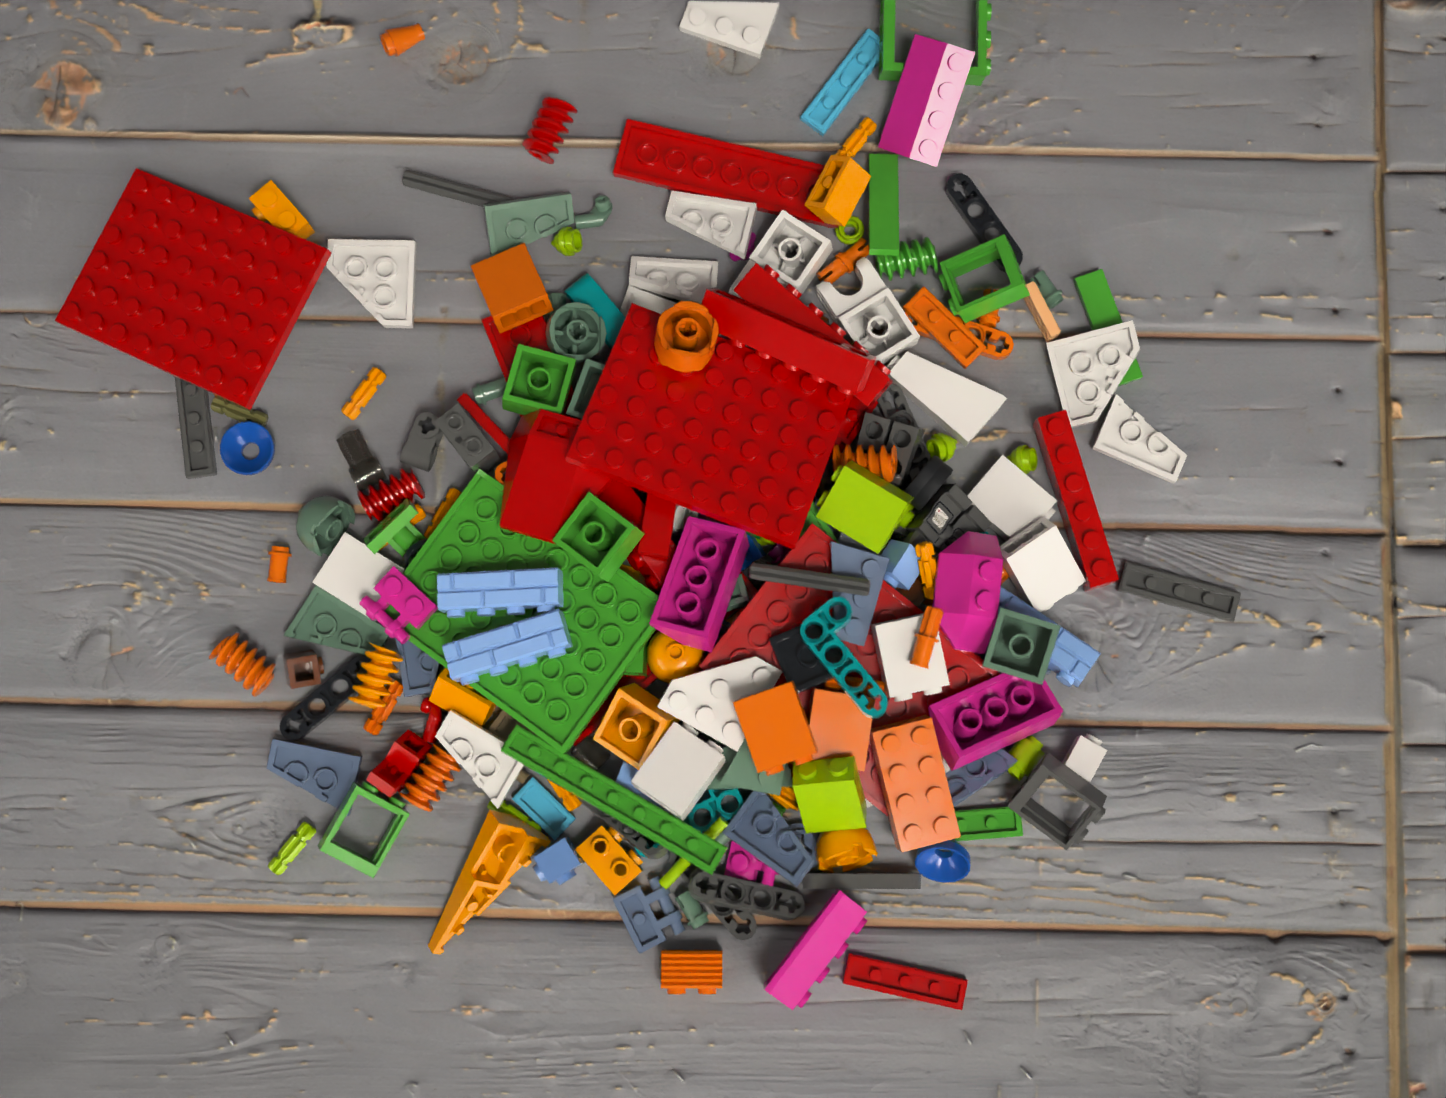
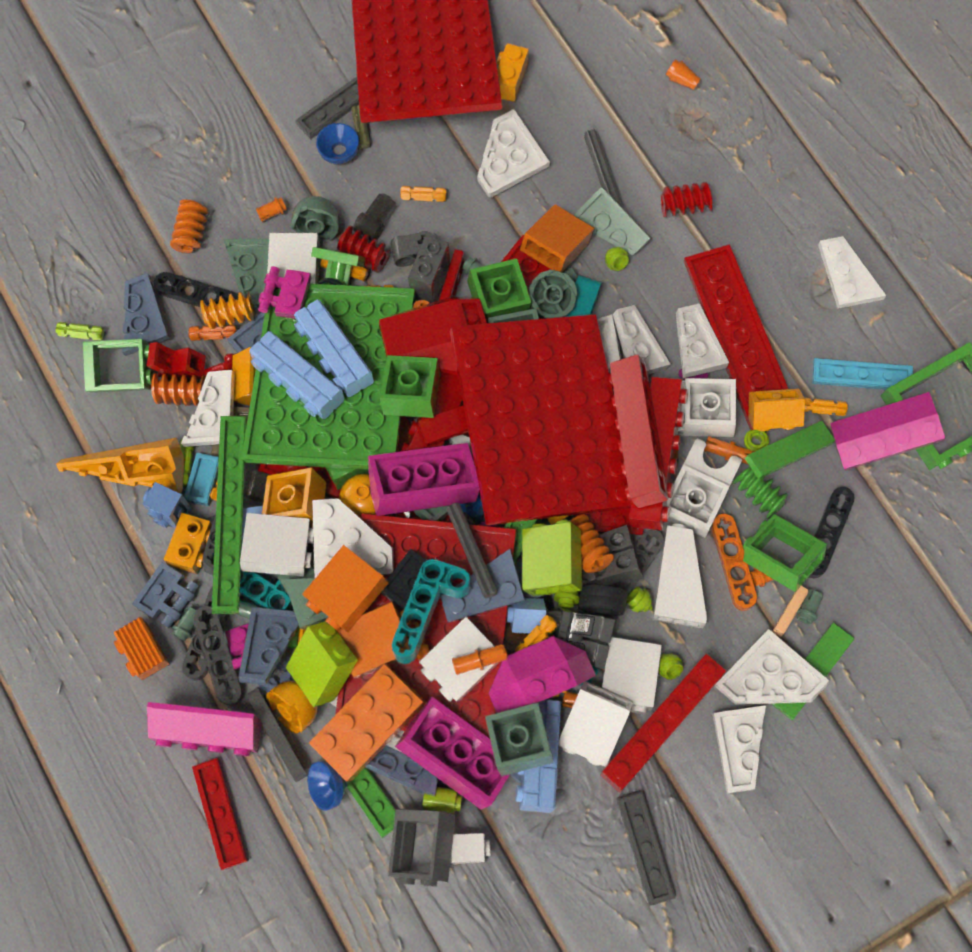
camera: 60 degrees right, 10 degrees down
(303, 668) = (206, 262): reddish brown brick -> none
(597, 216) = (647, 268): sand green arm -> none
(681, 865) = (244, 599): lime bar -> none
(687, 352) = (592, 357): orange brick -> none
(944, 327) = (729, 548): orange tile -> none

